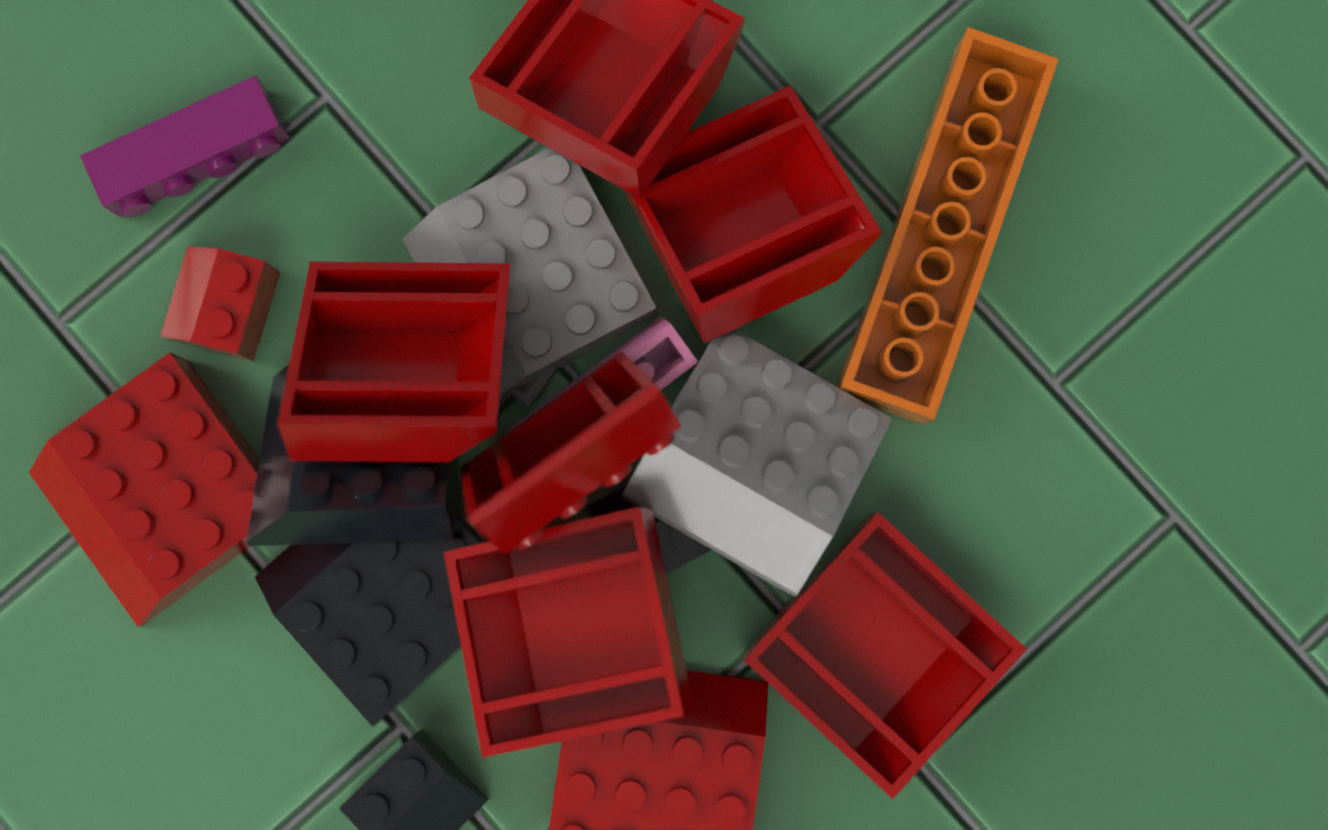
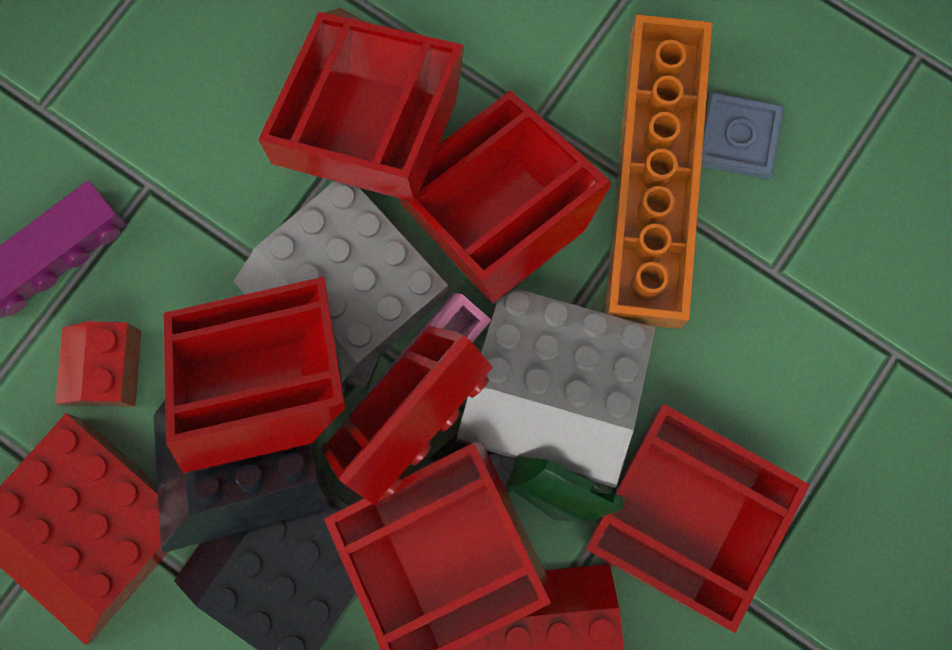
camera: 10 degrees left, 5 degrees down
(729, 586) = (559, 491): none -> dark green slope
(1058, 205) = (741, 135): none -> sand blue tile

